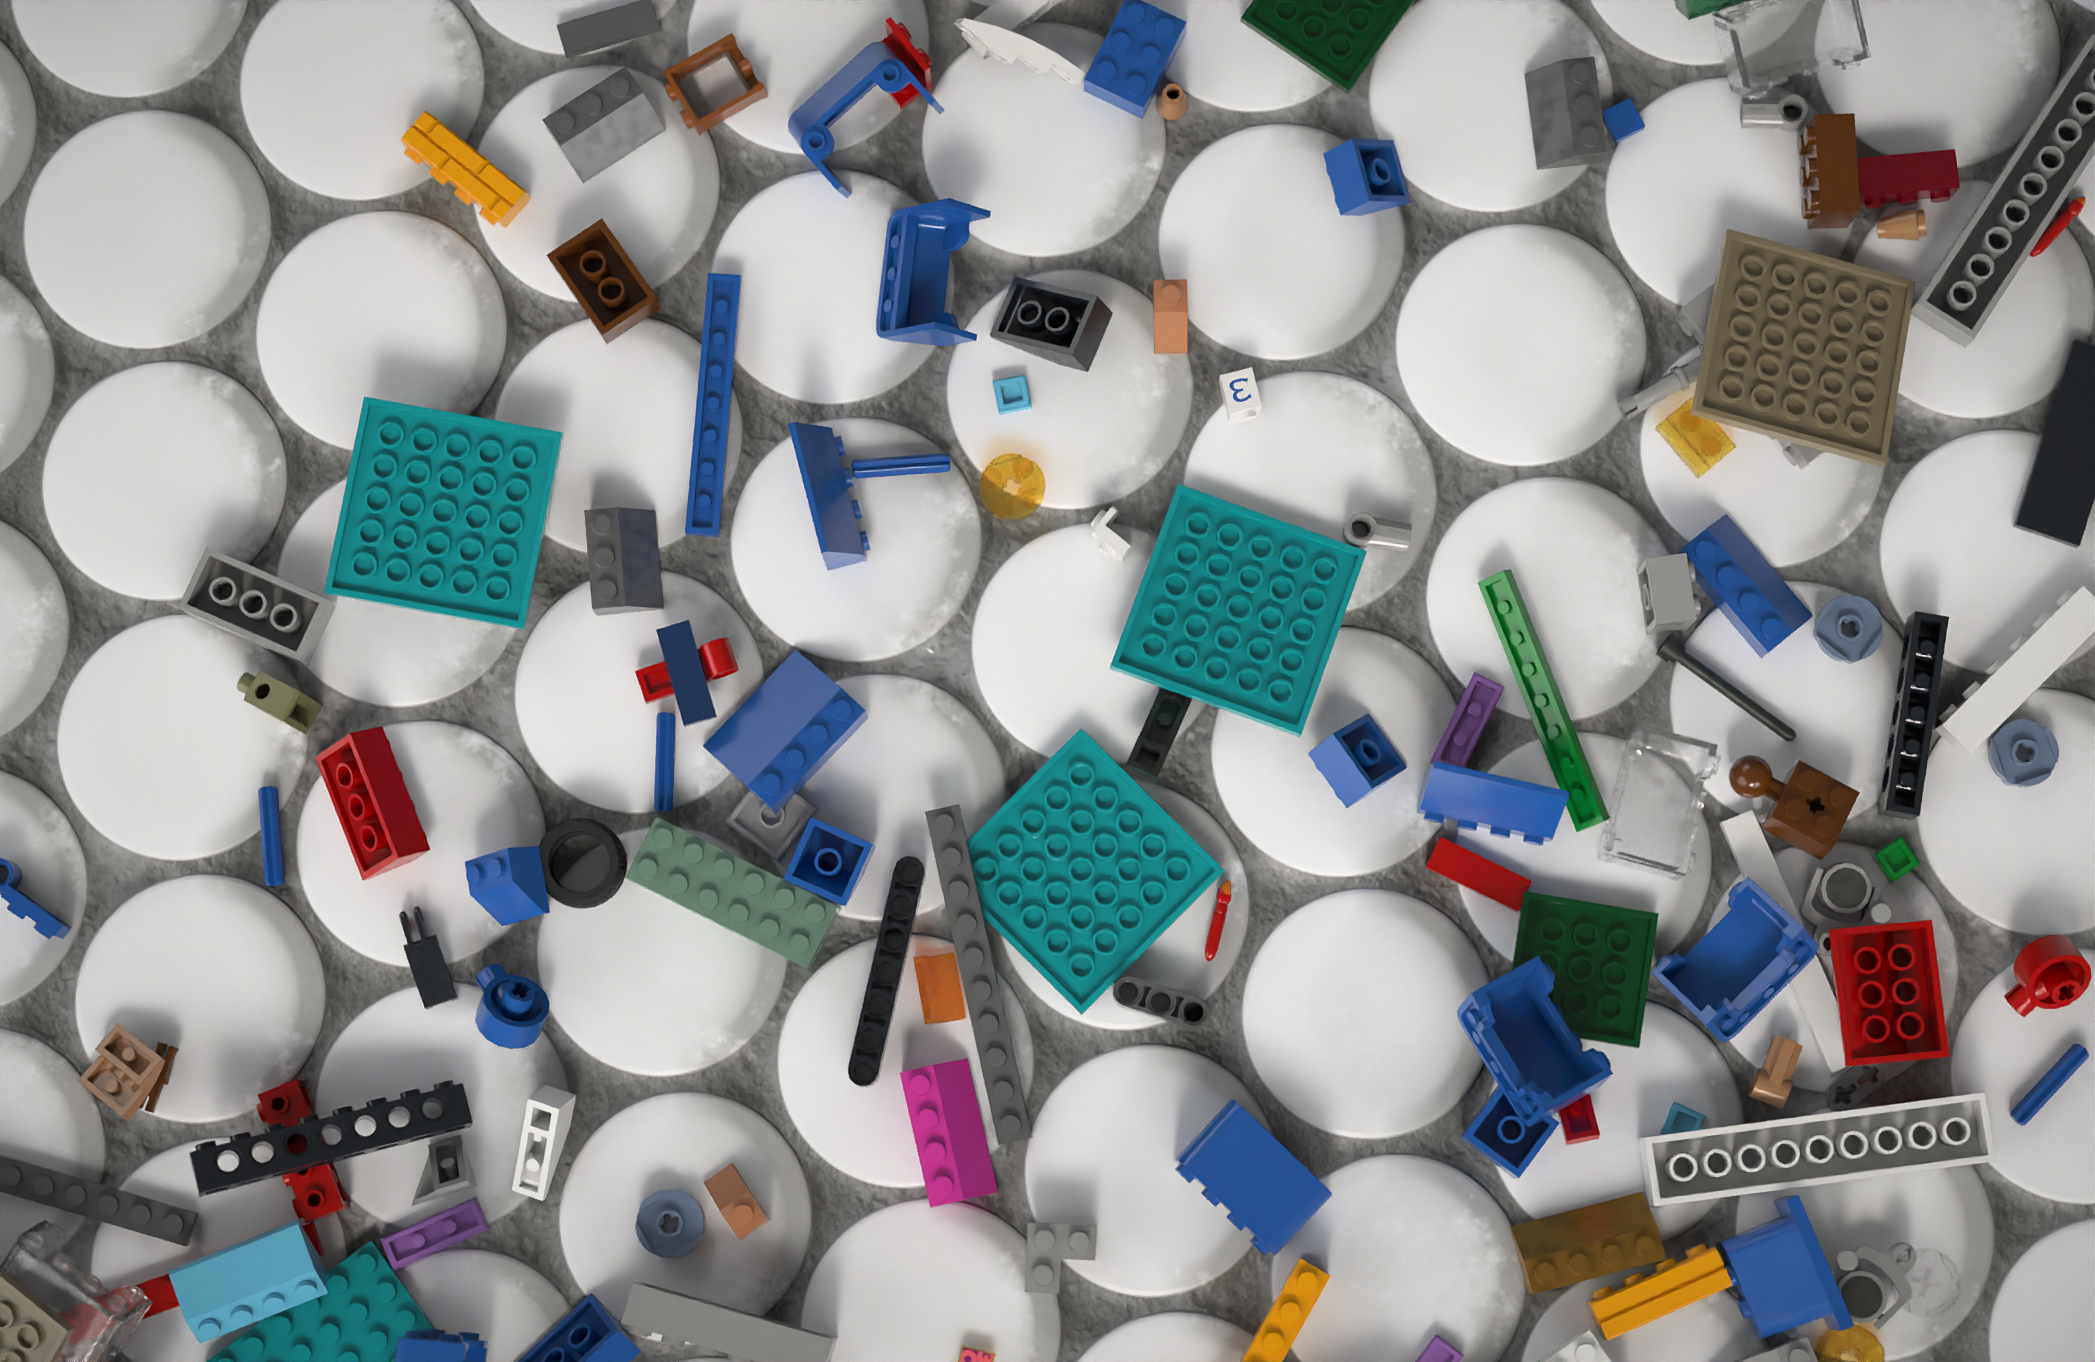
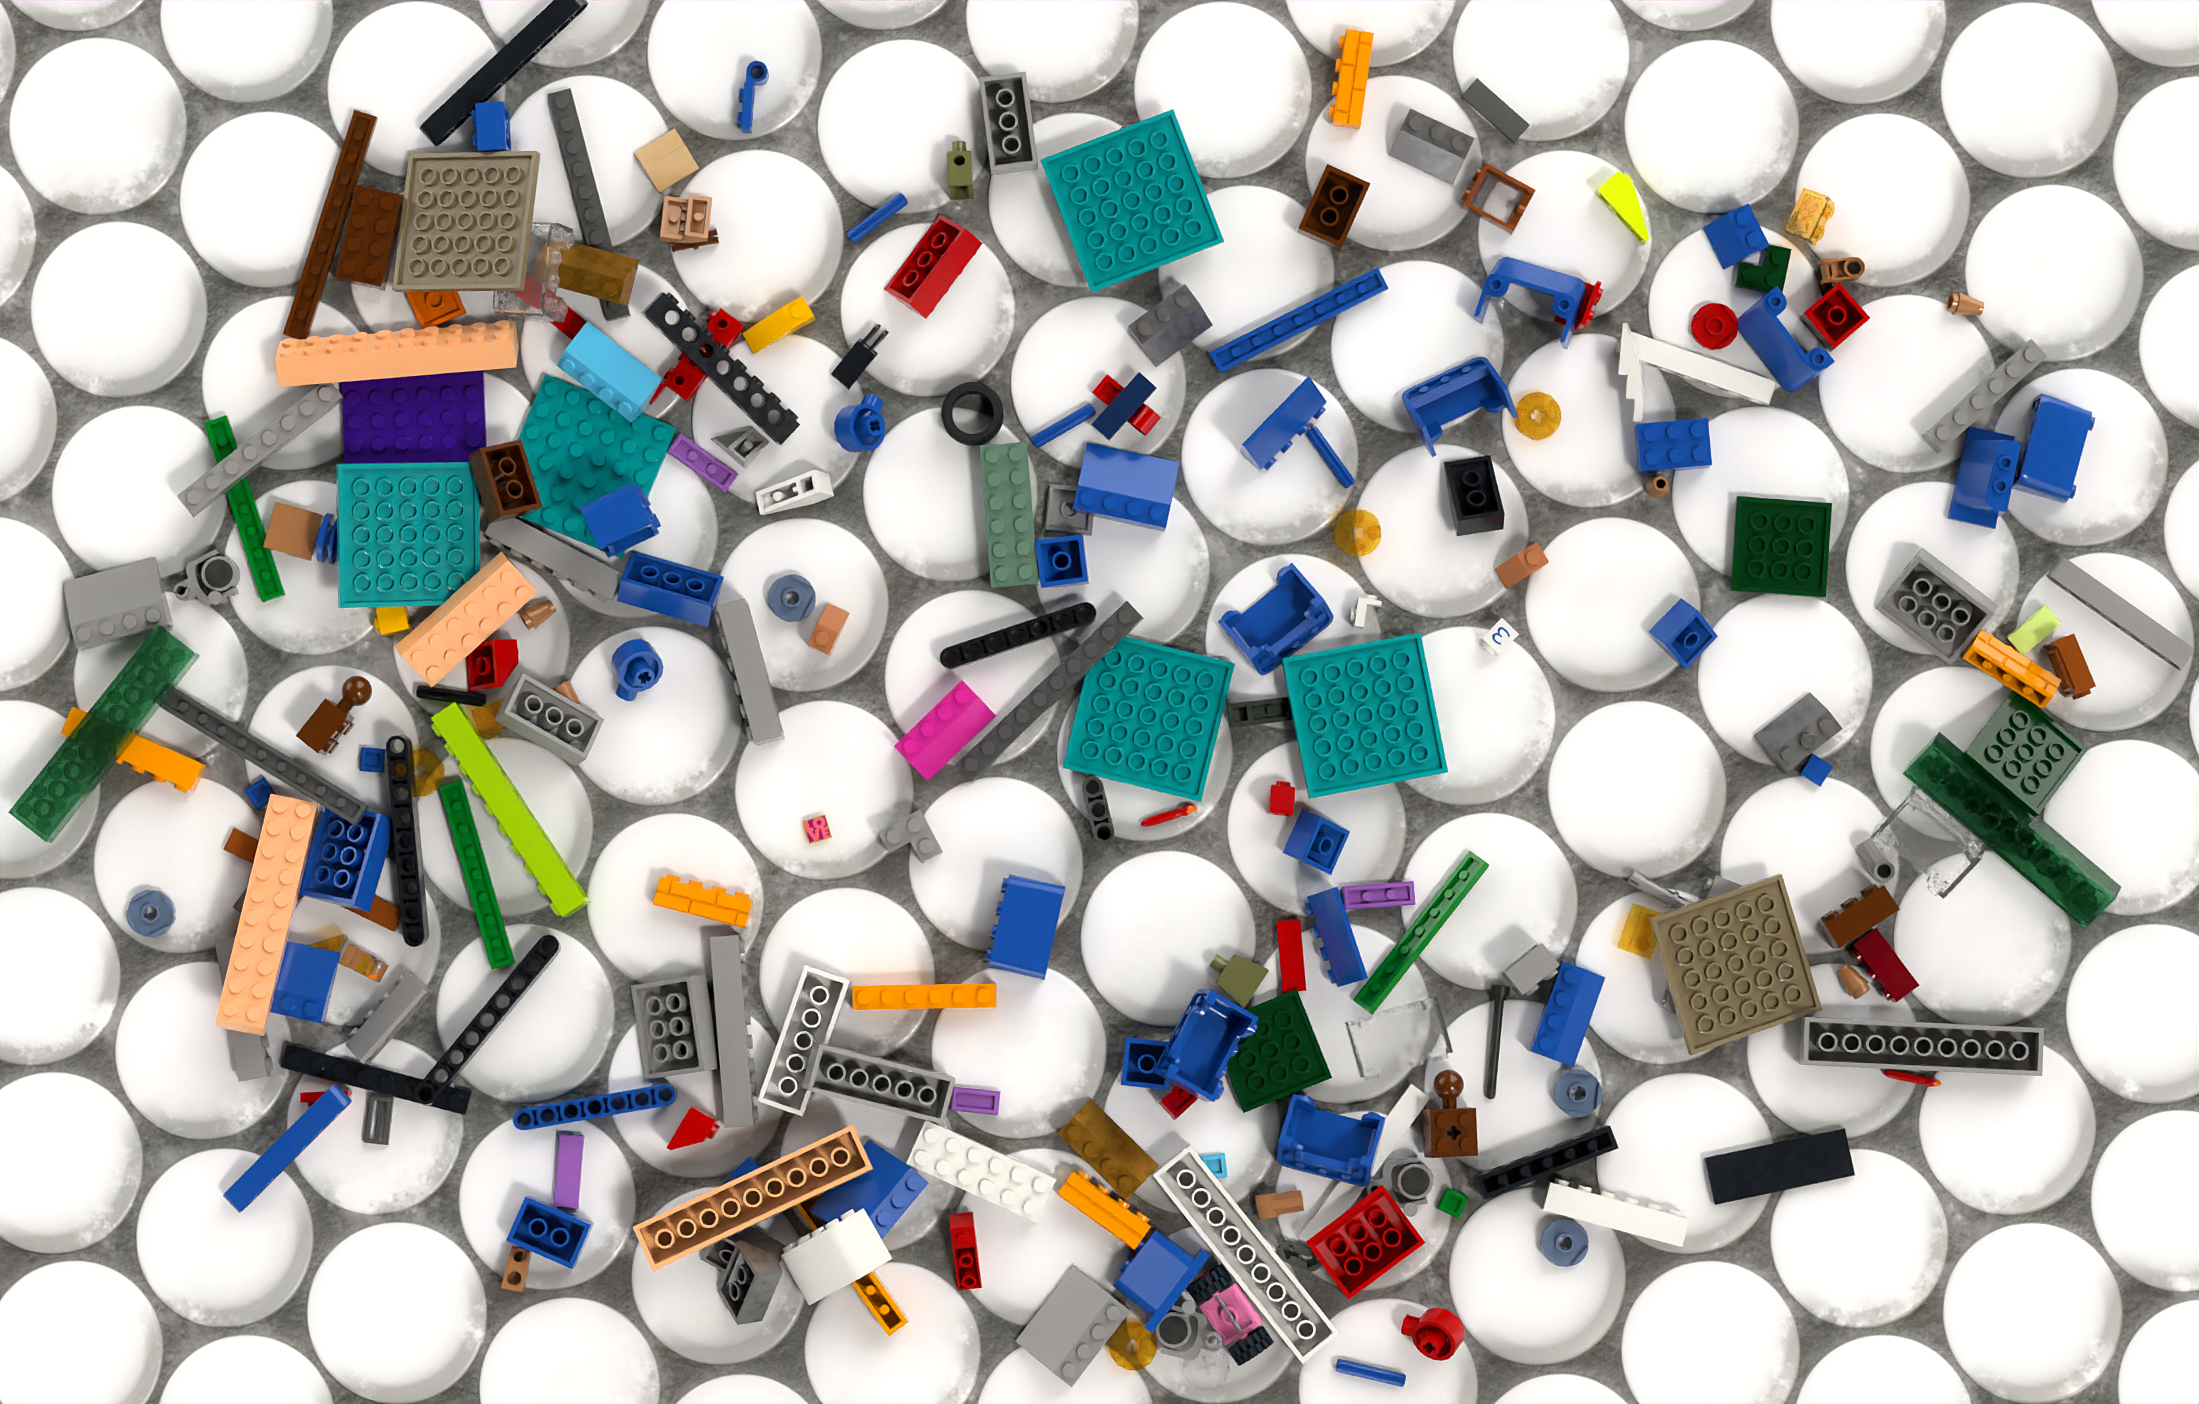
camera: 55 degrees right, 5 degrees up
(37, 1051) = (667, 160): none -> tan slope
(118, 1222) = (597, 273): none -> pearl gold slope
(325, 1034) = (779, 325): none -> yellow slope
(509, 884) = (933, 379): blue slope -> none
(939, 988) = (1027, 673): clear orange panel -> none
(1012, 394) = (1415, 498): medium azure tile -> none
(1018, 183) = (1544, 404): none -> clear yellow plate
(1061, 644) = (1278, 621): none -> blue windscreen
(1281, 770) = (1281, 799): none -> red slope
(1381, 534) = (1465, 774): light grey piece -> none
(1468, 953) = (1238, 977): none -> olive torso
(1882, 1213) = (1230, 1314): none -> plate

